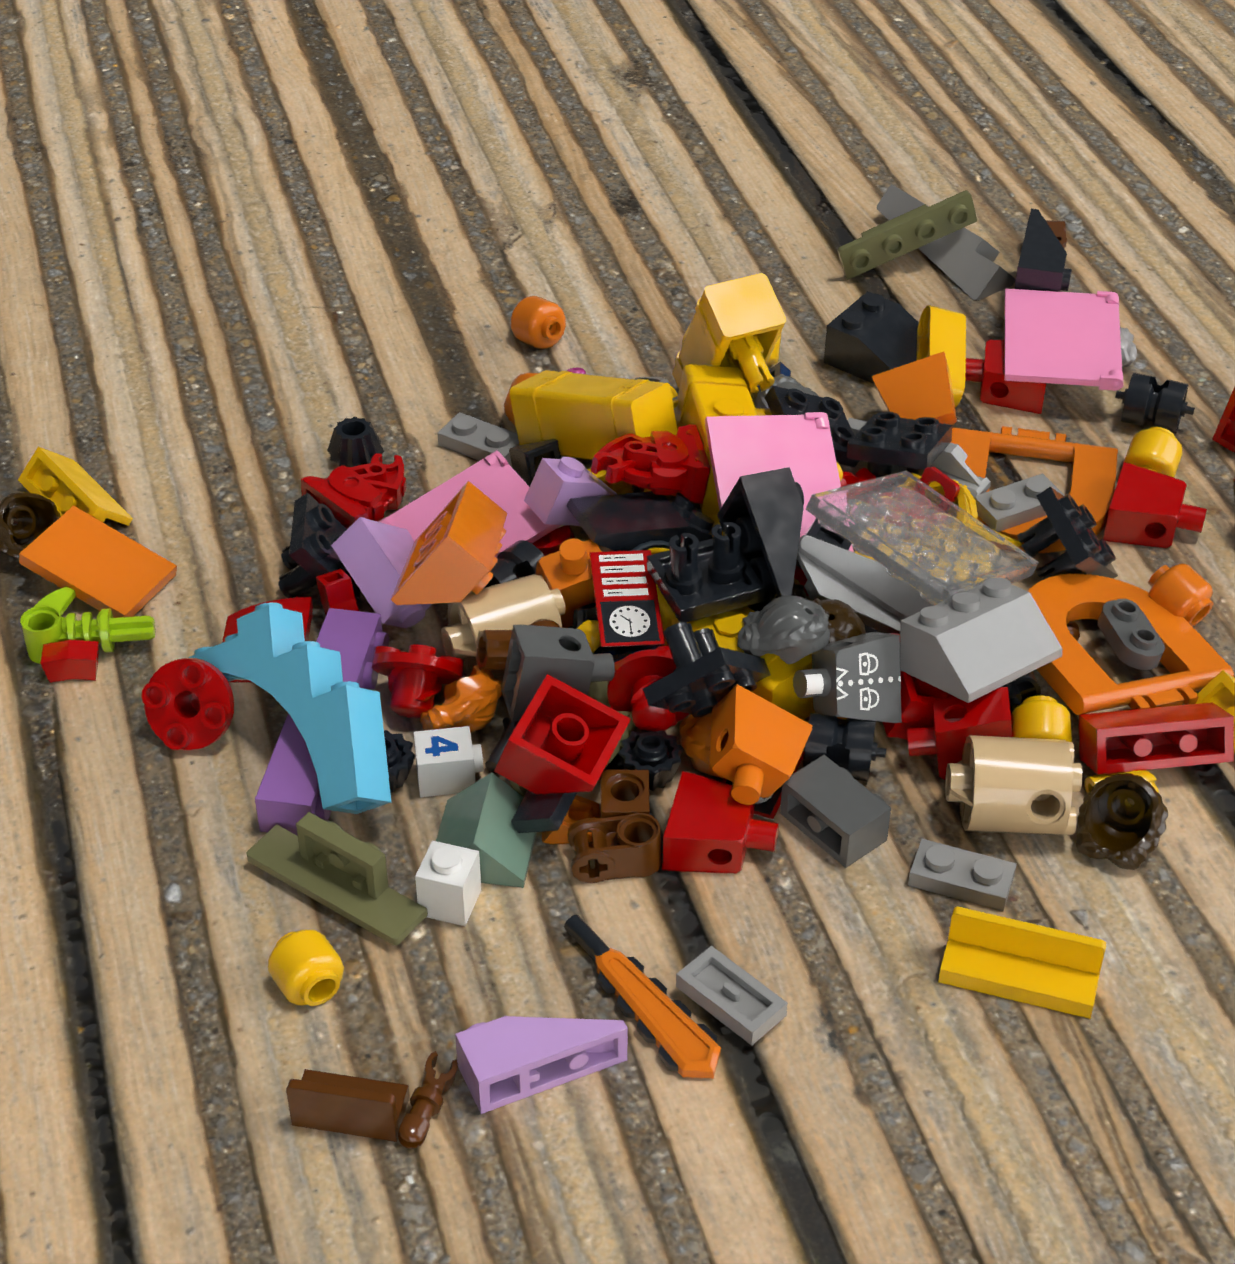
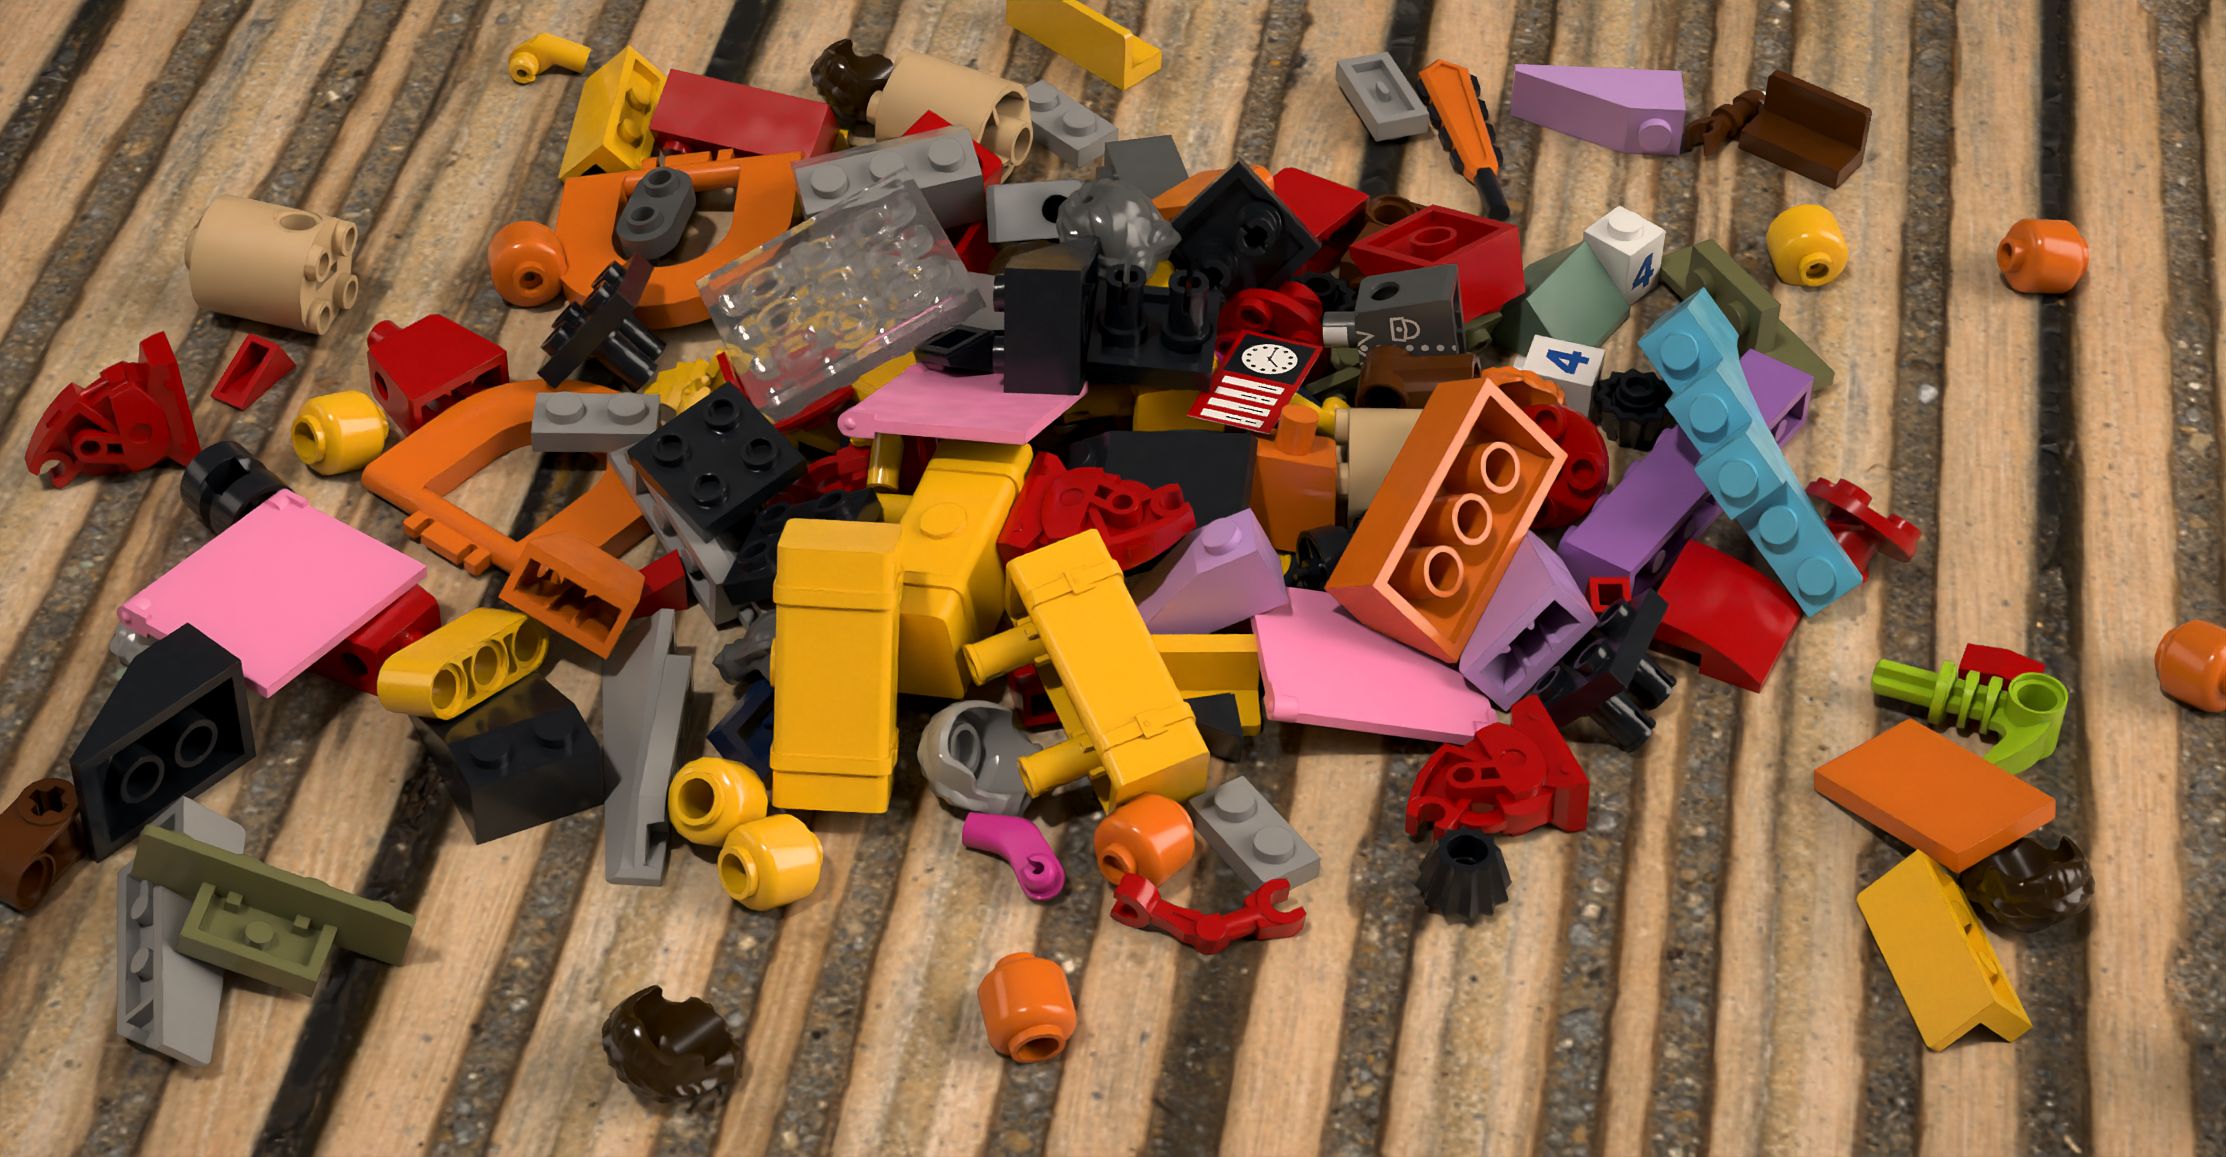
camera: 155 degrees left, 0 degrees up
(100, 1029) = (2043, 256): none -> orange head
(472, 392) = (1142, 904): none -> red piece
(679, 262) = (670, 1046): none -> dark brown hair
(814, 374) = (644, 746): none -> light grey wedge

